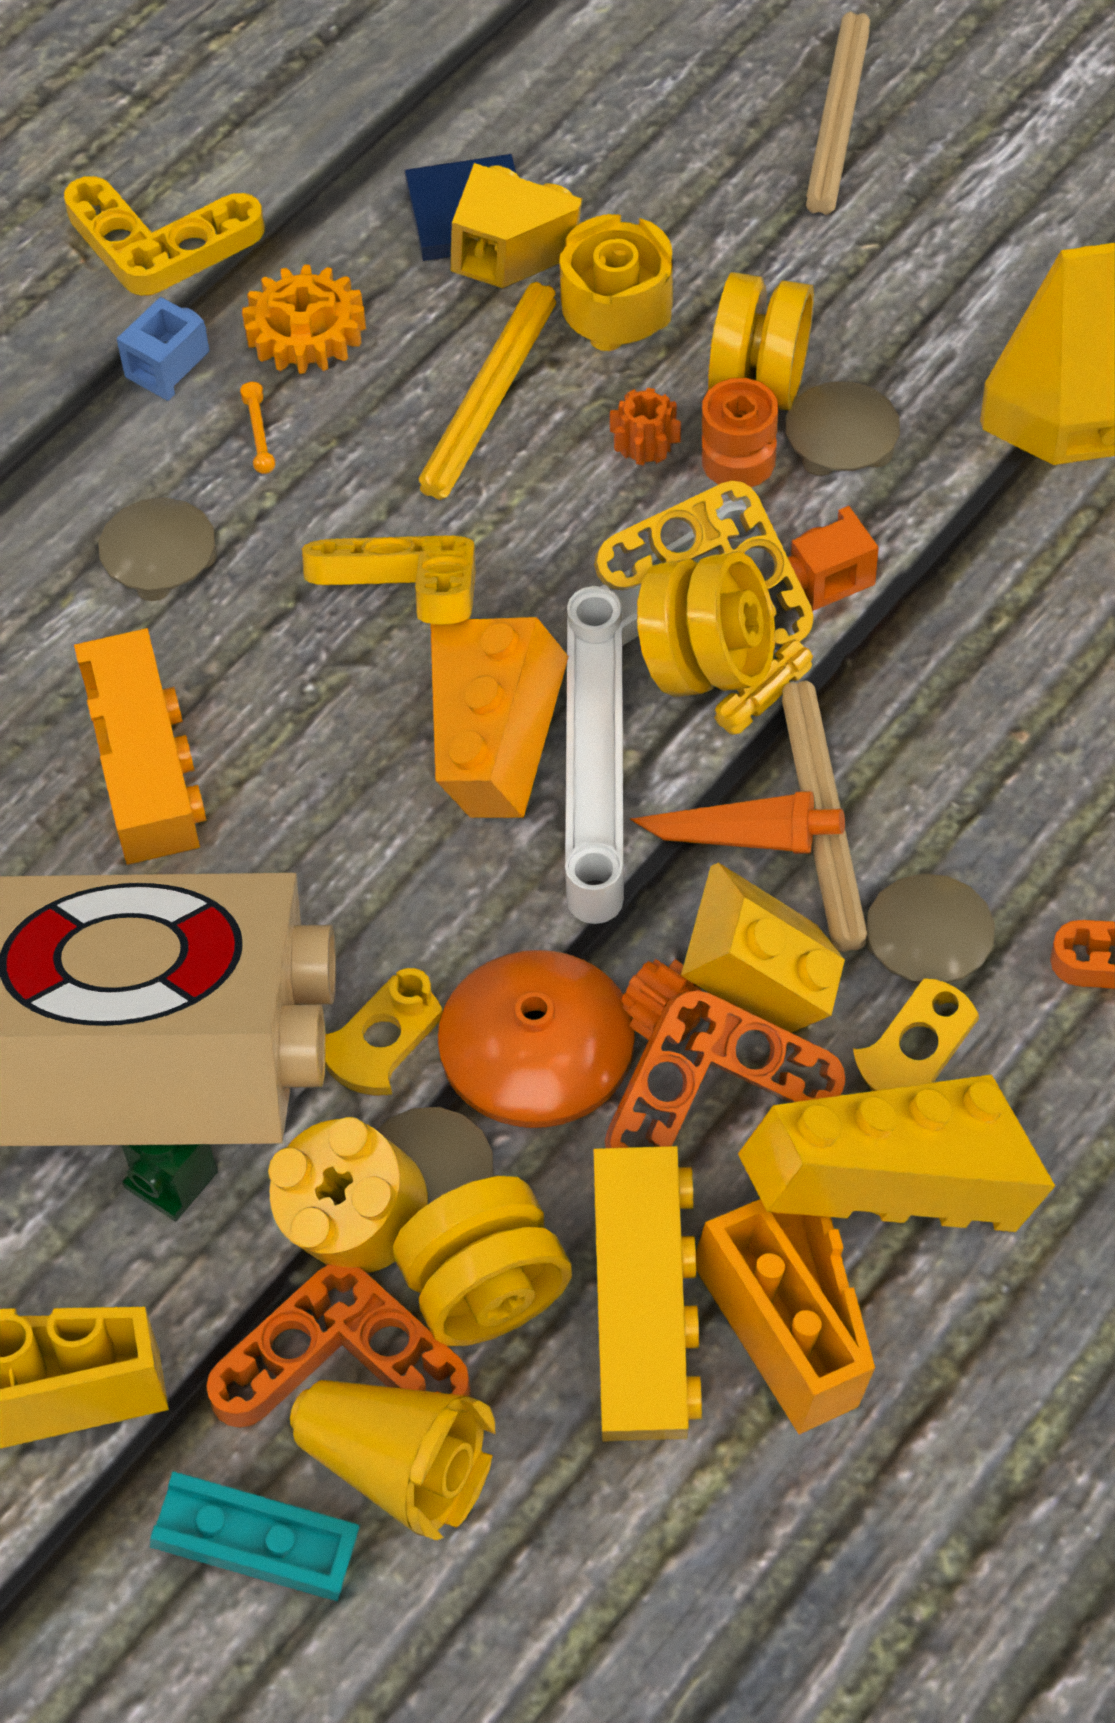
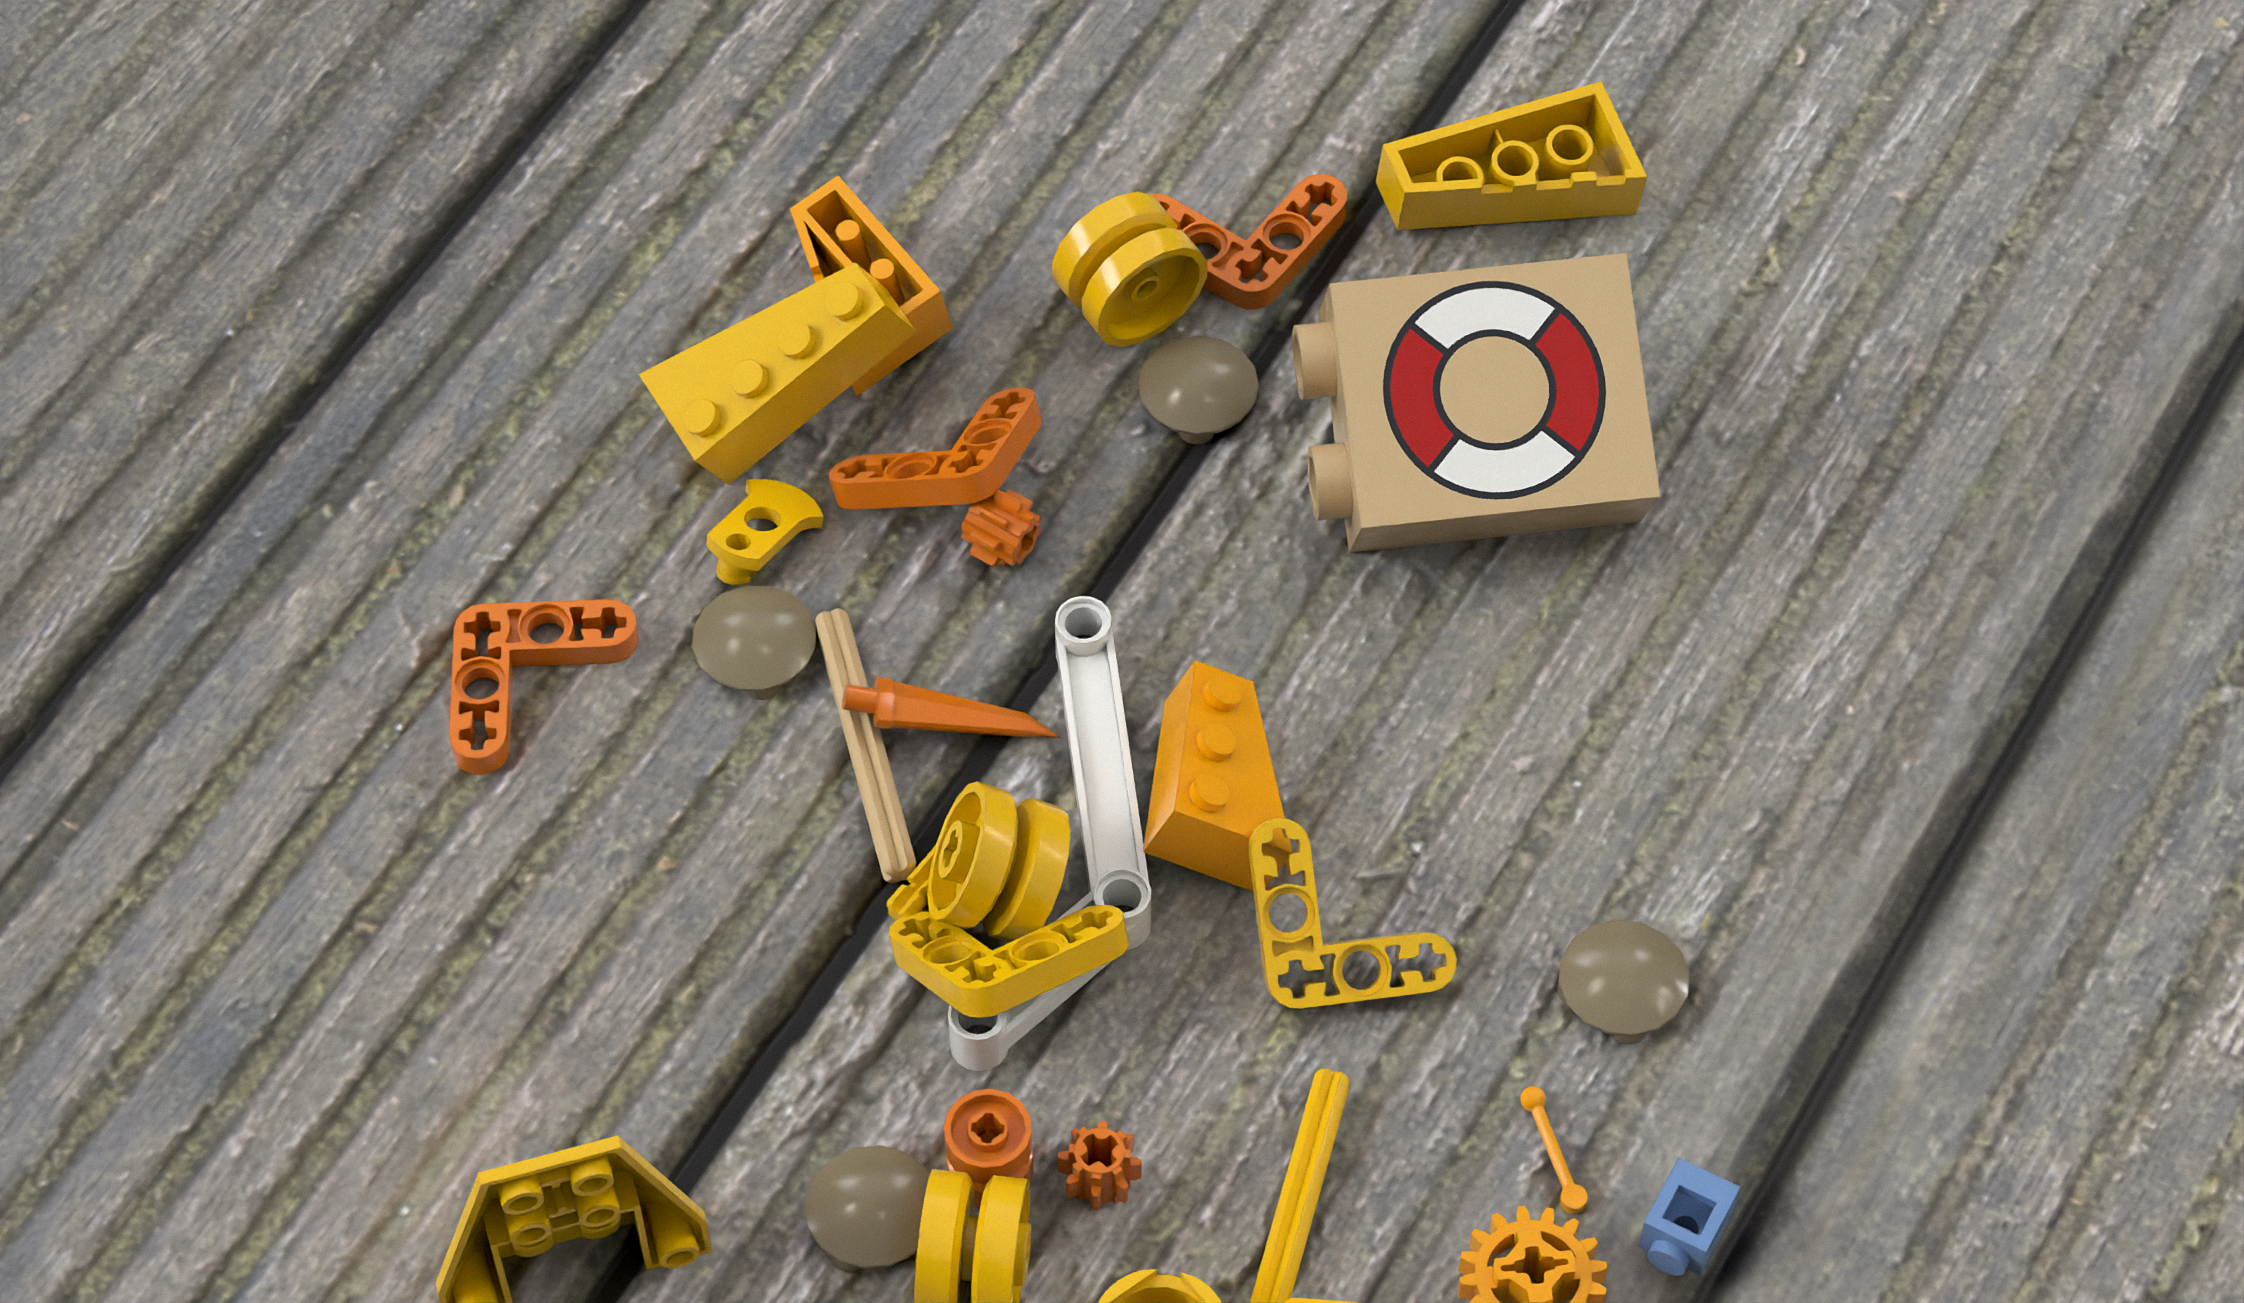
camera: 170 degrees right, 0 degrees up
(138, 748) = (1563, 713): light orange wedge -> none
(254, 1536) = (1282, 100): teal hinge -> none
(345, 1193) = (1250, 315): yellow brick -> none
(369, 1067) = (1241, 520): yellow piece -> none
(399, 1448) = (1182, 150): yellow cone -> none
(542, 1067) = (1126, 538): orange dish -> none
(641, 1294) = (991, 281): yellow wedge -> none
(761, 954) = (909, 556): yellow slope -> none
(835, 560) = (874, 1010): orange brick -> none

